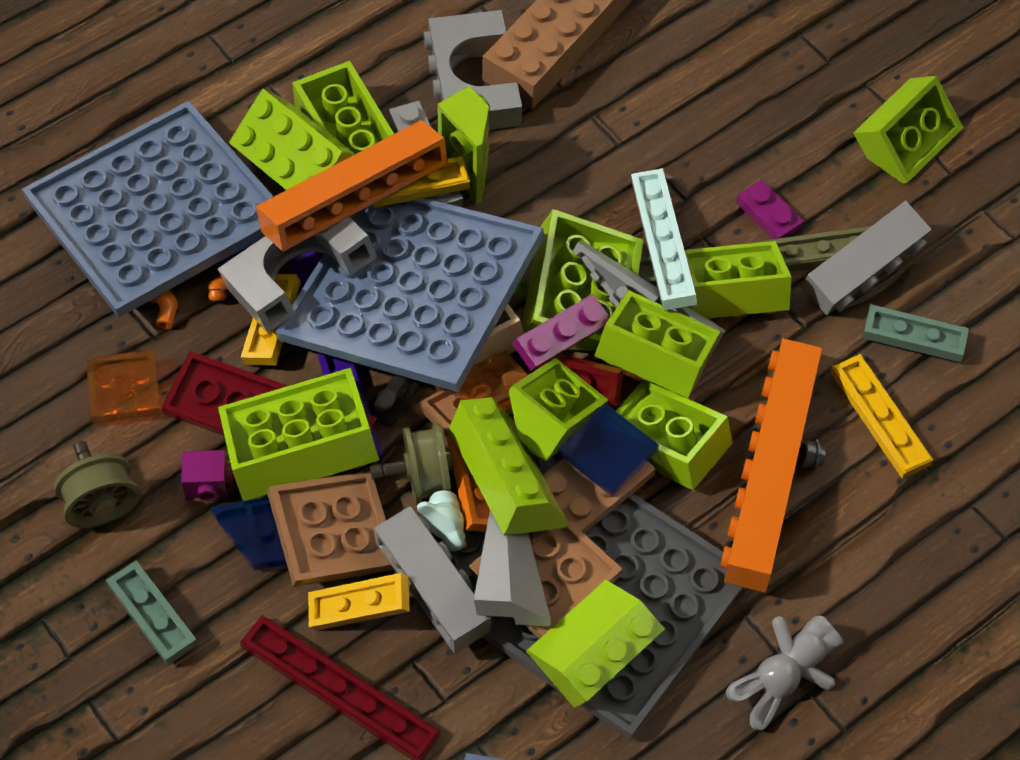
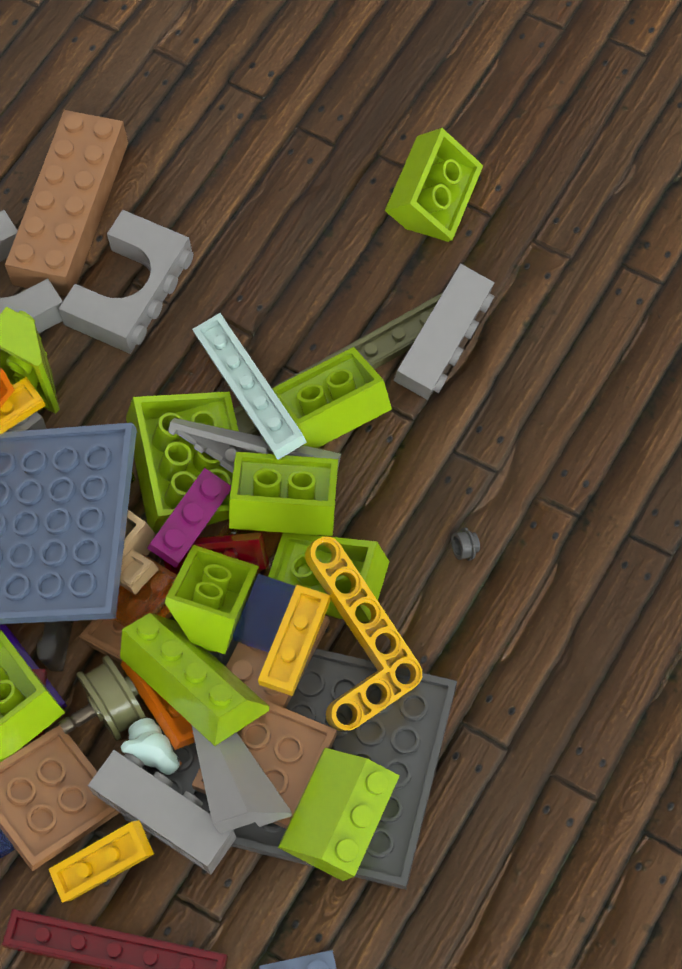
camera: 15 degrees left, 5 degrees up
(493, 360) = (136, 571): none -> tan tile
(572, 144) = (126, 319): none -> light grey arch
(615, 471) = (294, 640): none -> yellow plate
(683, 492) = (366, 635): none -> yellow beam
(769, 211) = (335, 316): magenta plate -> none
(772, 467) = (436, 571): orange brick -> none
(782, 672) = (520, 769): light grey animal -> none
(881, 416) = (515, 480): yellow tile -> none
(915, 333) = (516, 387): sand green plate -> none

